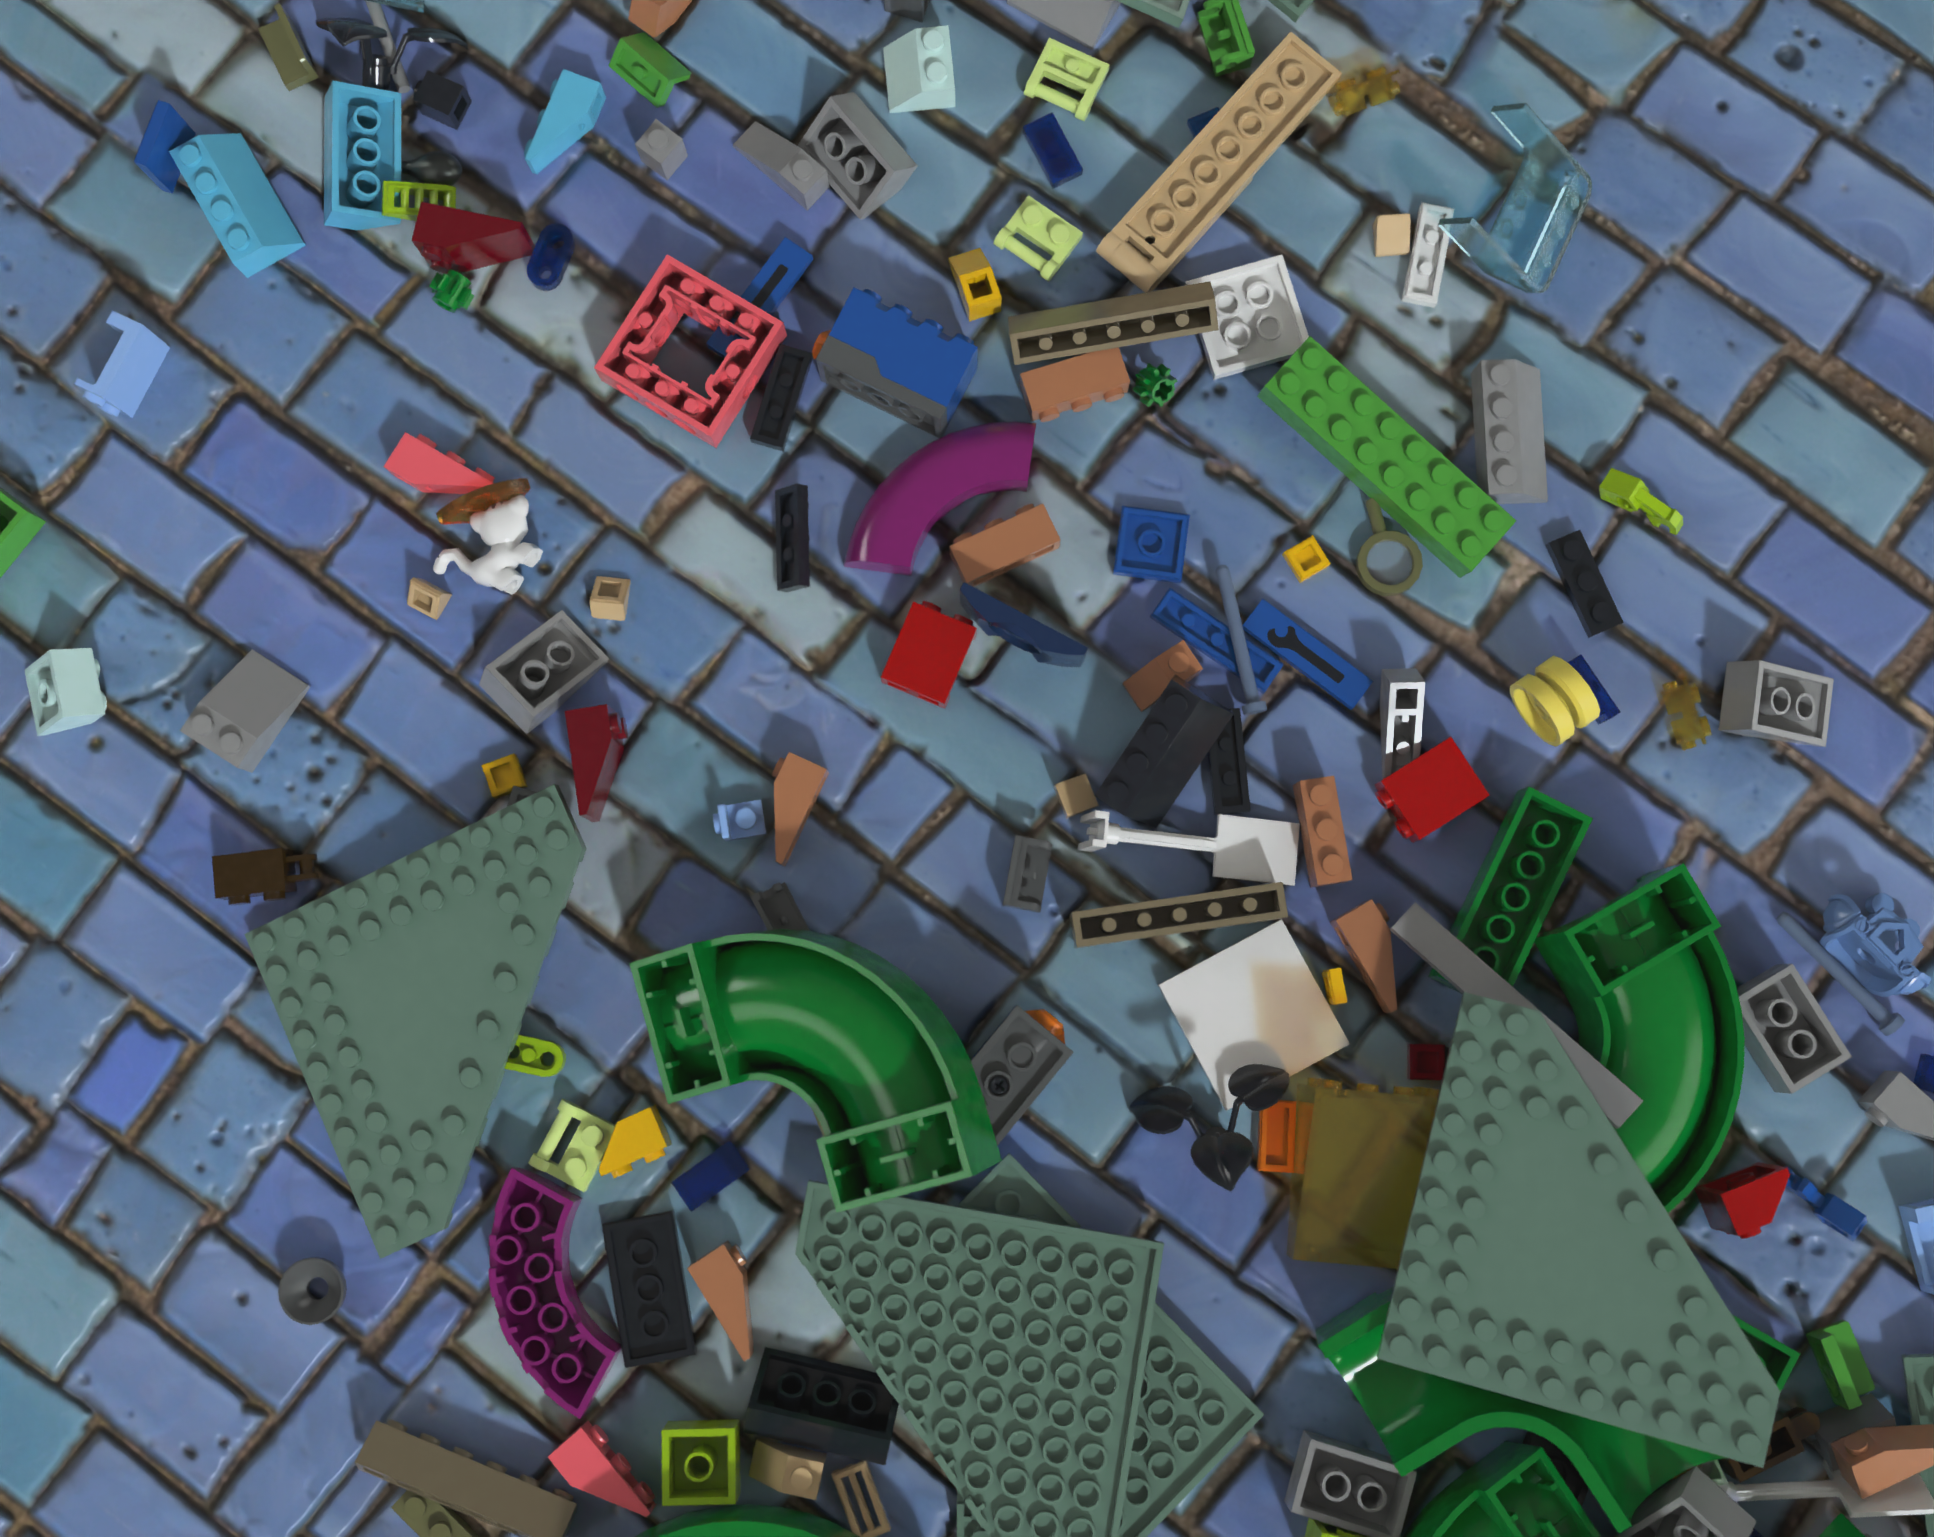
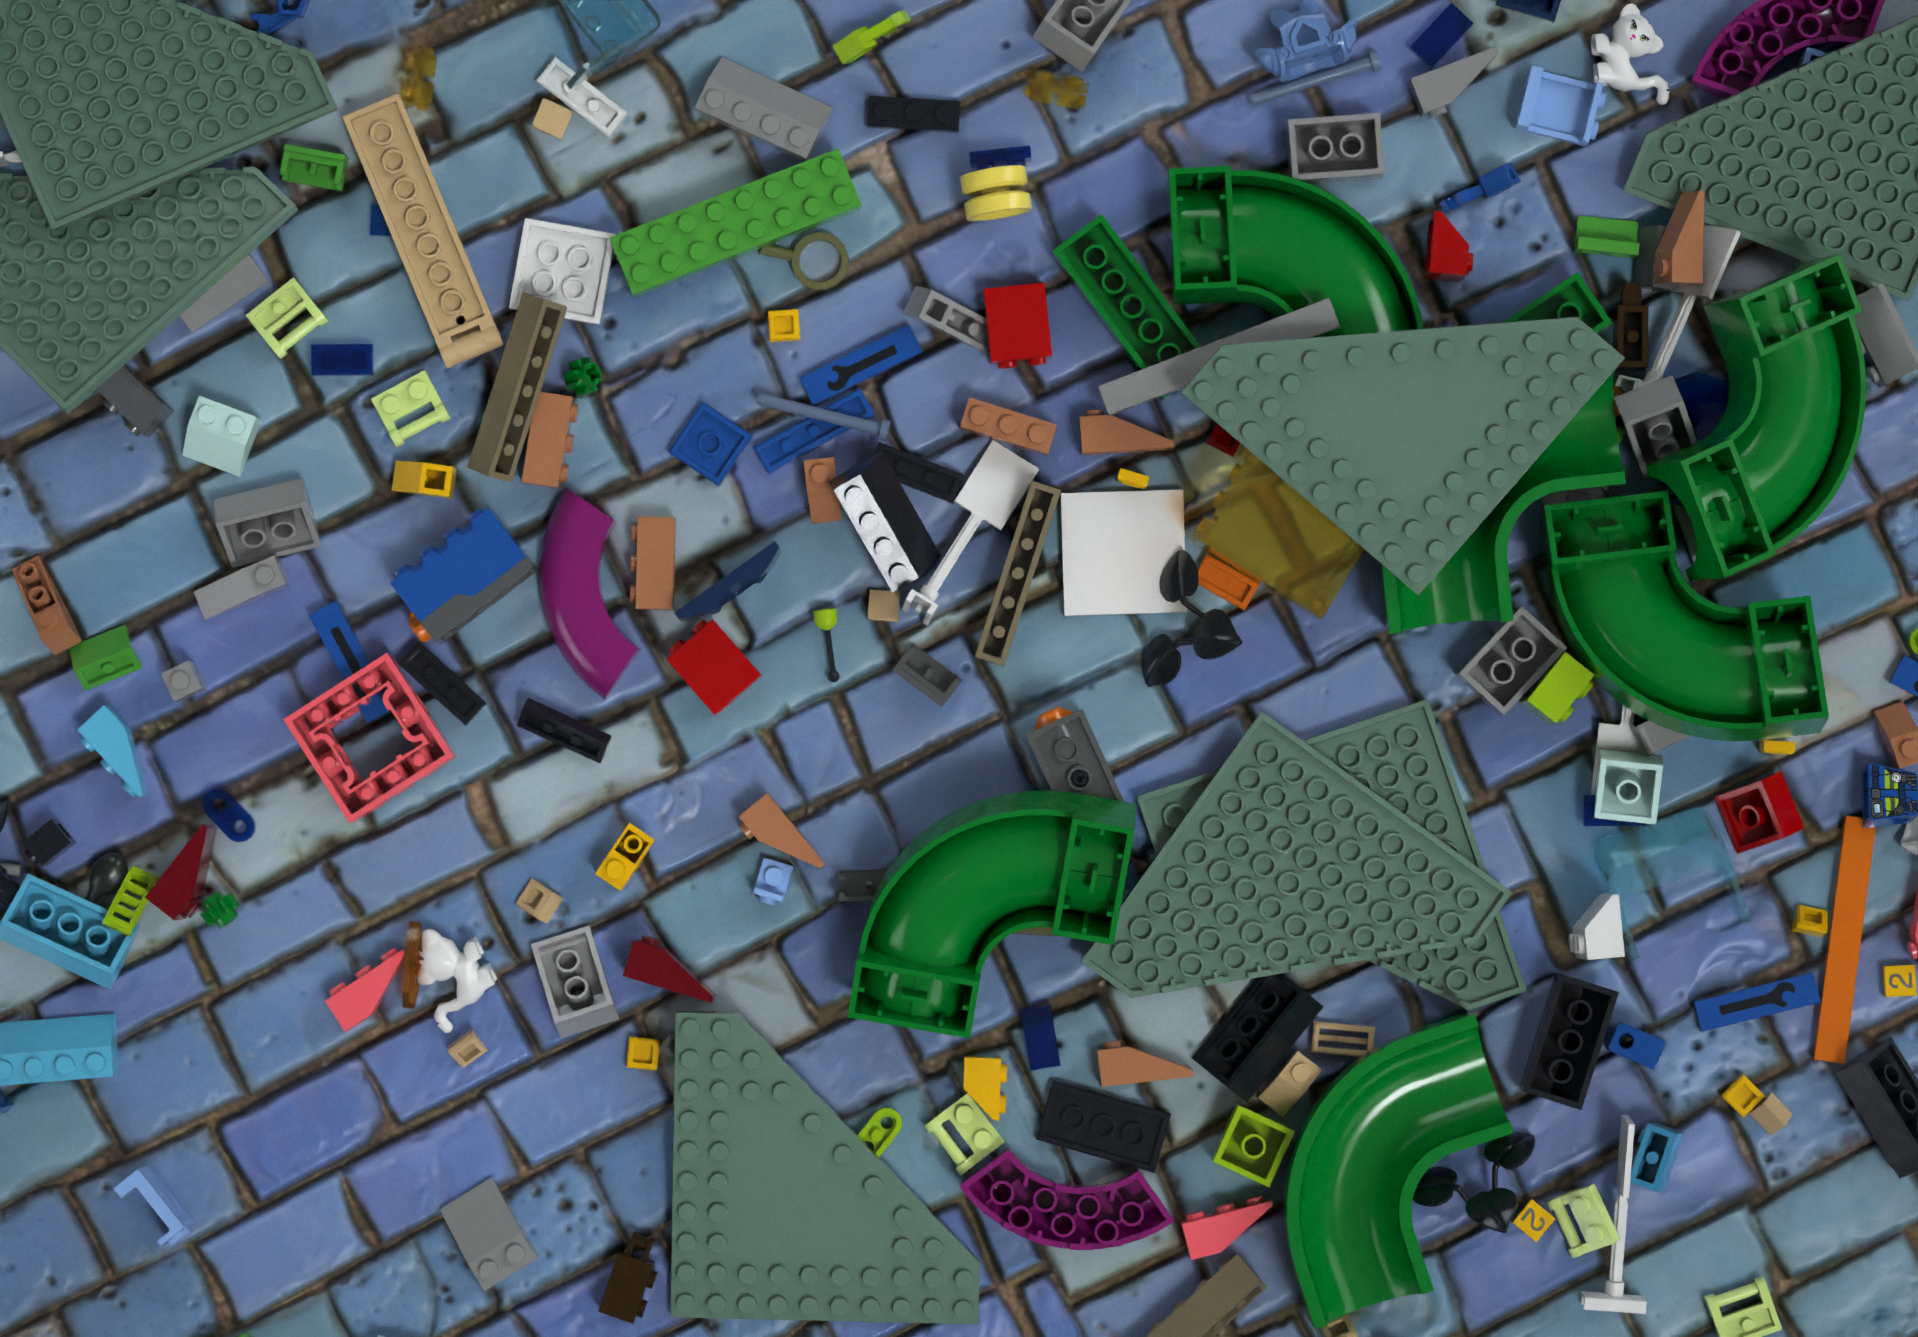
camera: 60 degrees left, 5 degrees up
(691, 658) = (625, 857): none -> yellow slope
(1031, 744) = (826, 620): none -> hinge

